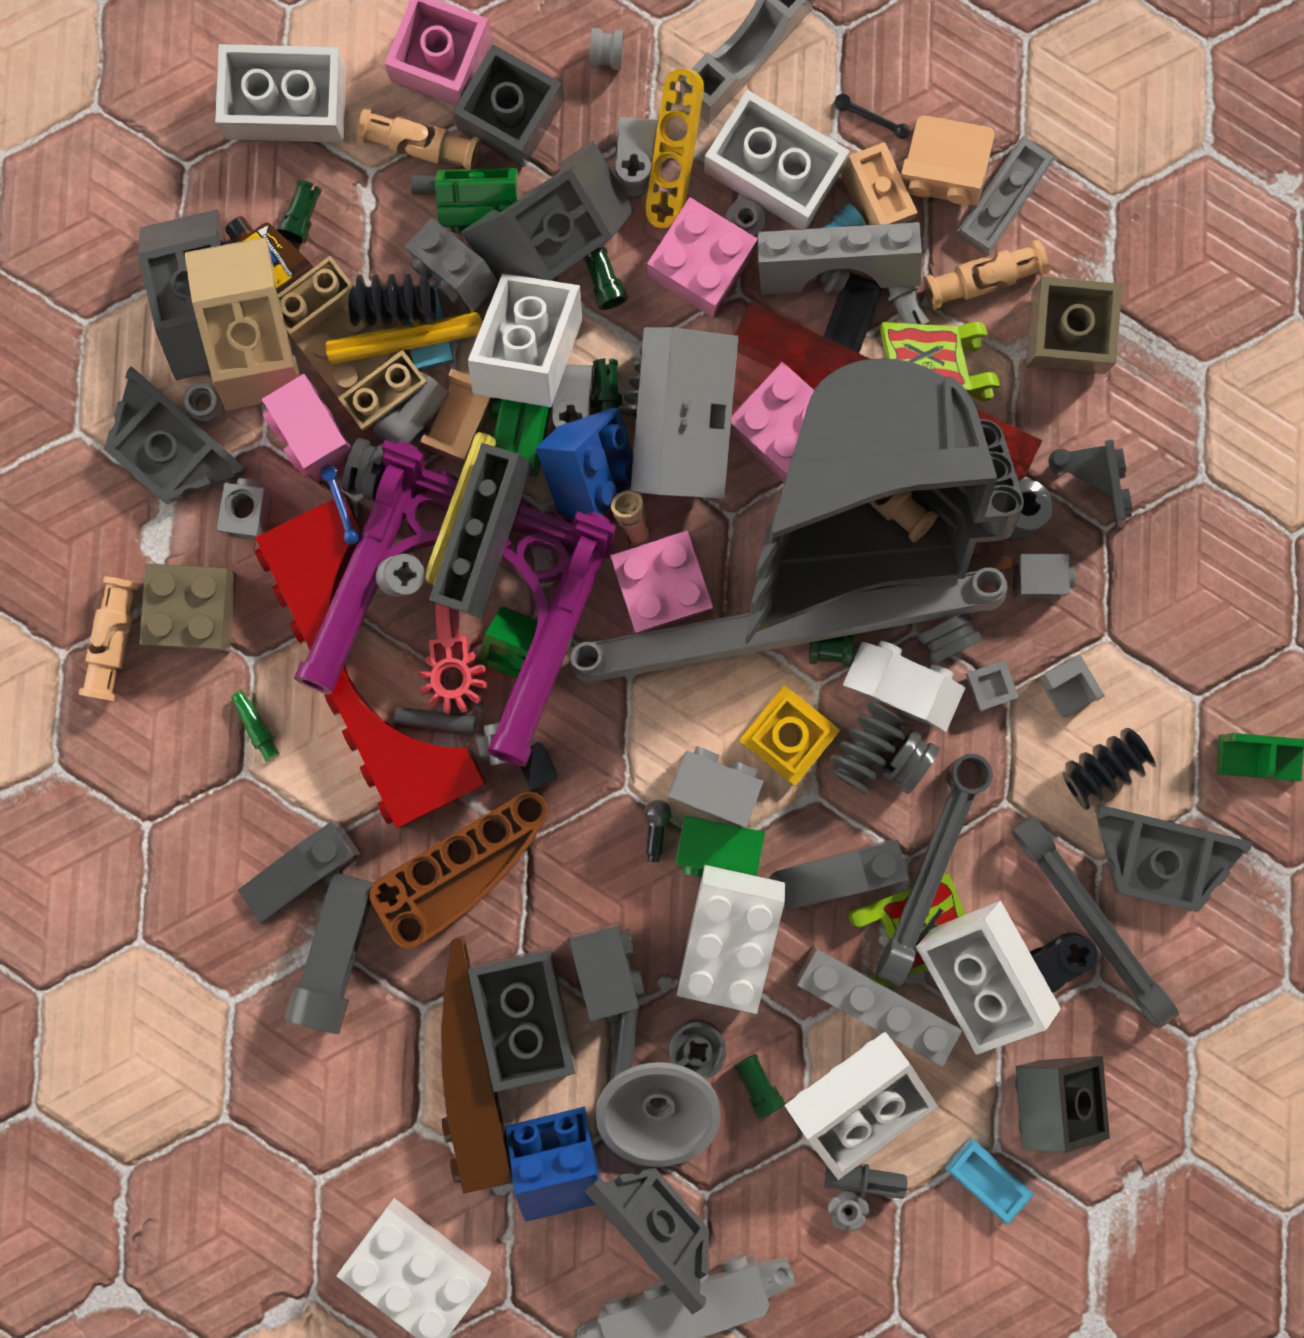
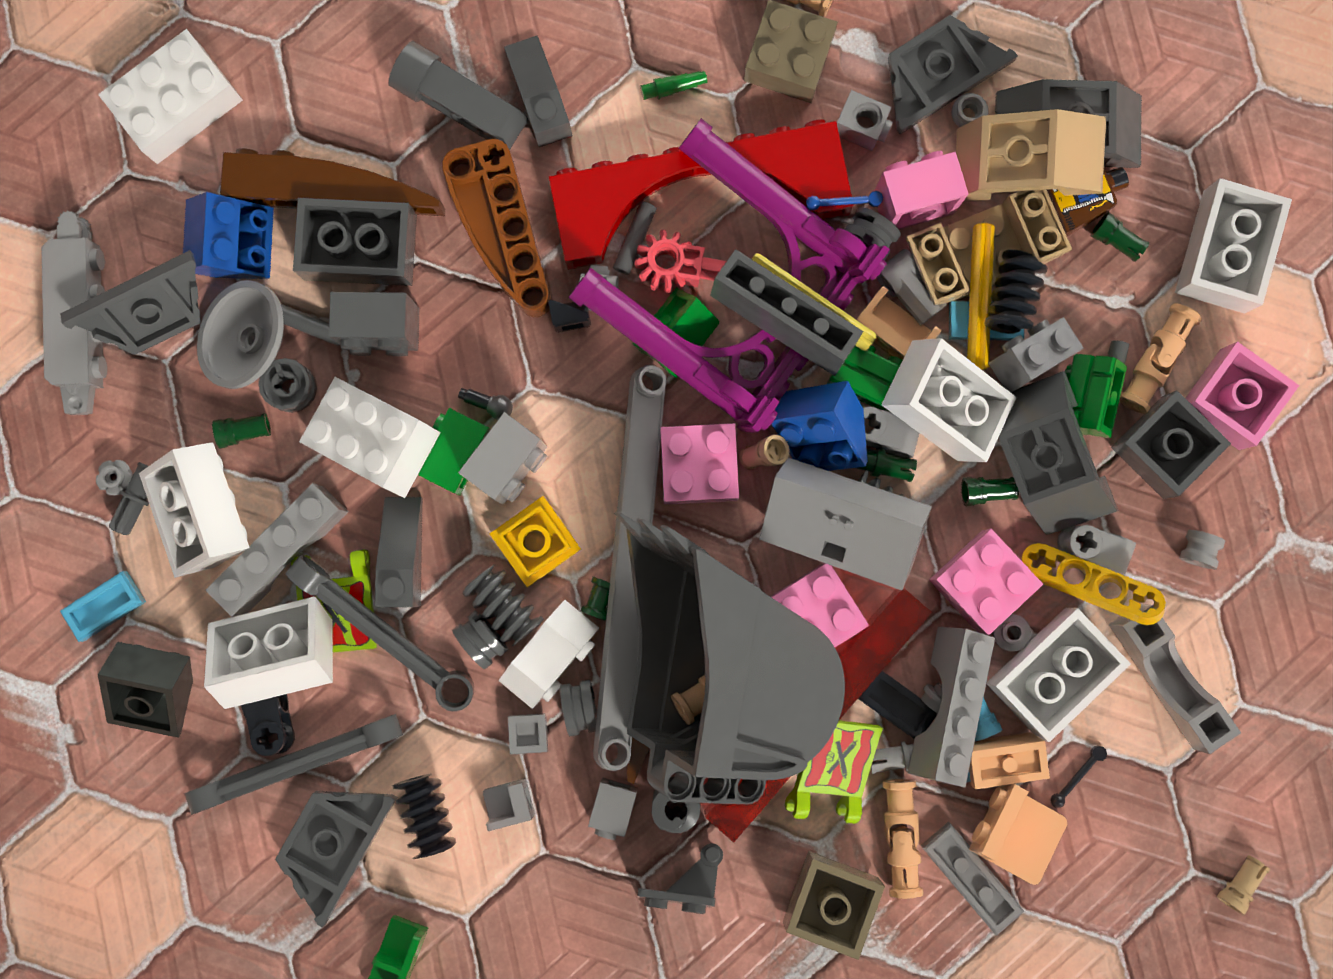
camera: 110 degrees right, 0 degrees up
(390, 576) = (768, 226): light grey wheel -> none

